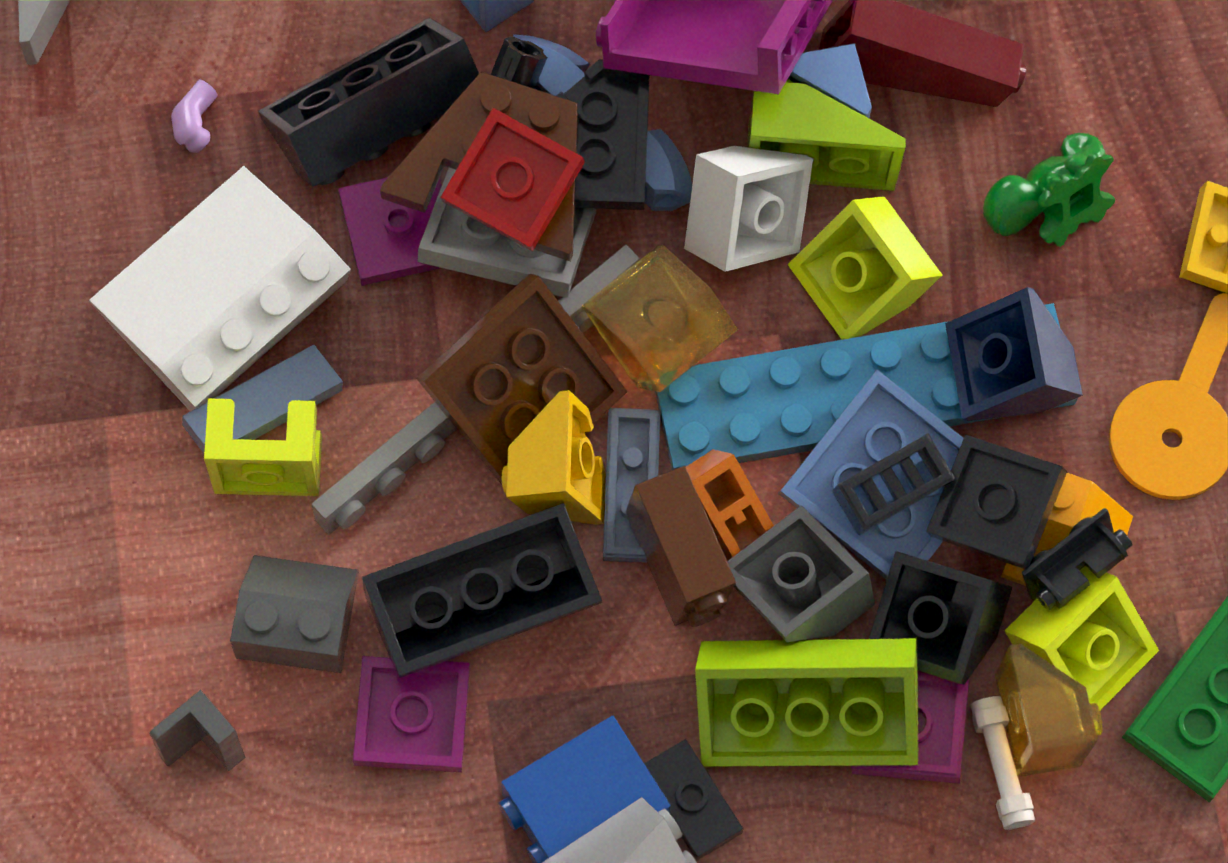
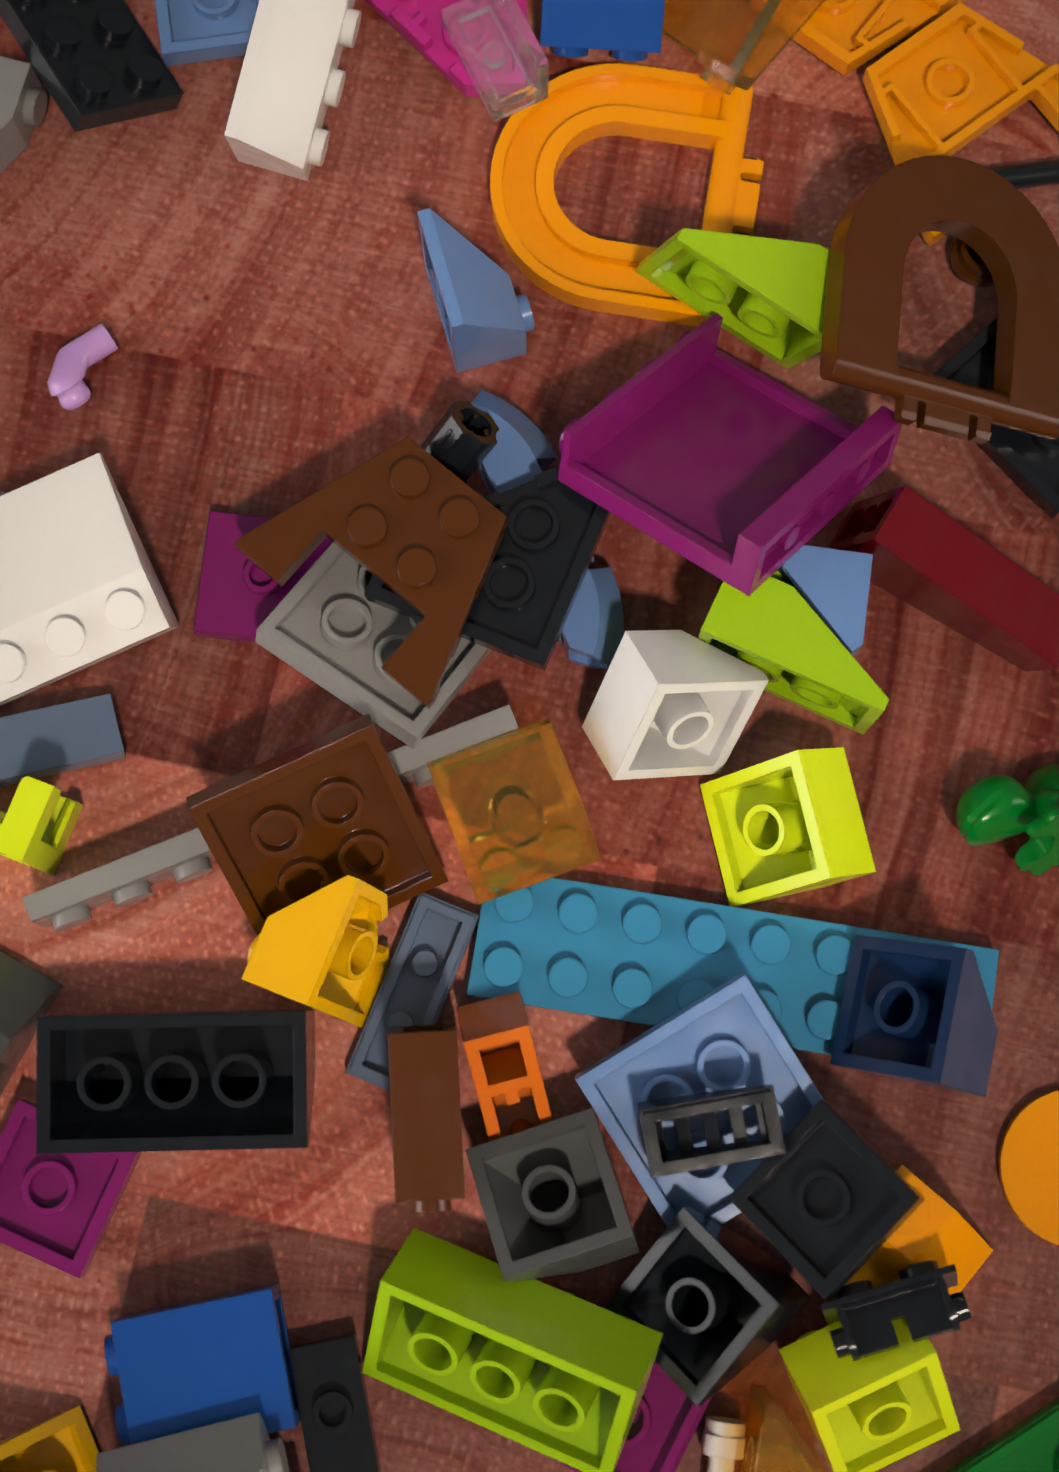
camera: 25 degrees right, 10 degrees up
(371, 102) = (283, 418): black slope -> none
(512, 179) = (385, 592): red plate -> none

